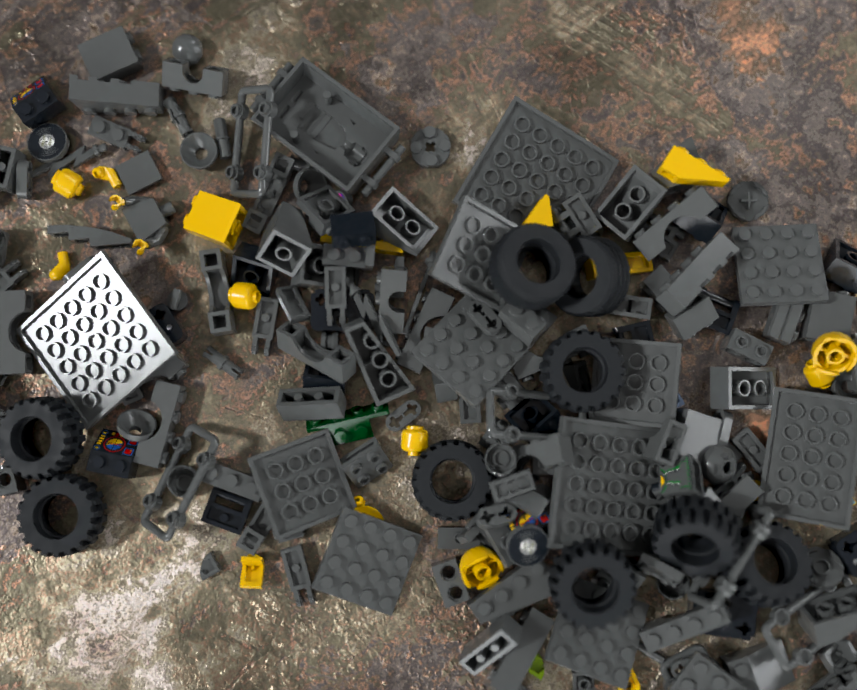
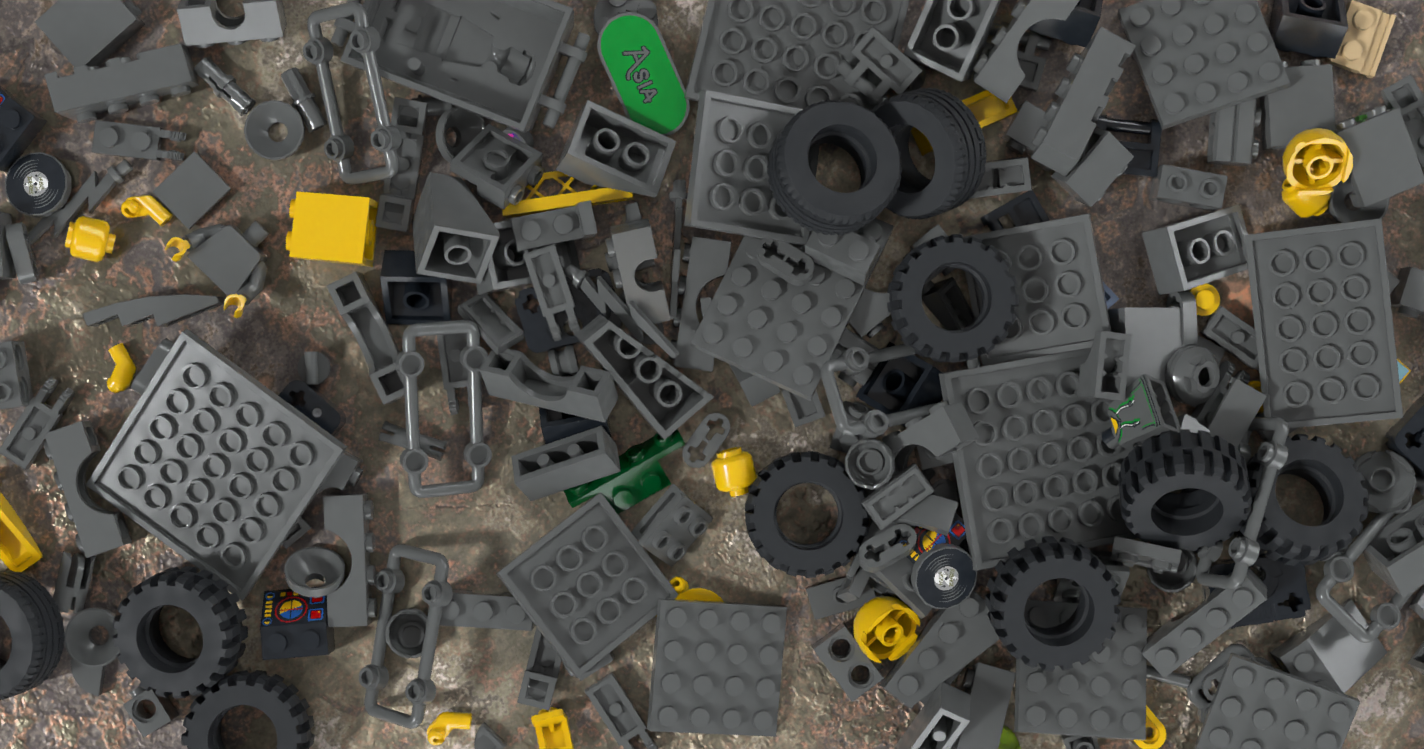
camera: 25 degrees left, 5 degrees up
(187, 545) = (445, 723): none -> yellow arm
(224, 516) = (484, 666): black plate -> none
(234, 313) = (411, 365): none -> dark grey bar
(244, 295) = (404, 320): yellow head -> none
(353, 230) = (551, 189): black slope -> none
(431, 180) = (643, 72): none -> green tile
(541, 213) = (823, 80): yellow slope -> none
(740, 420) = (1206, 299): none -> yellow plate

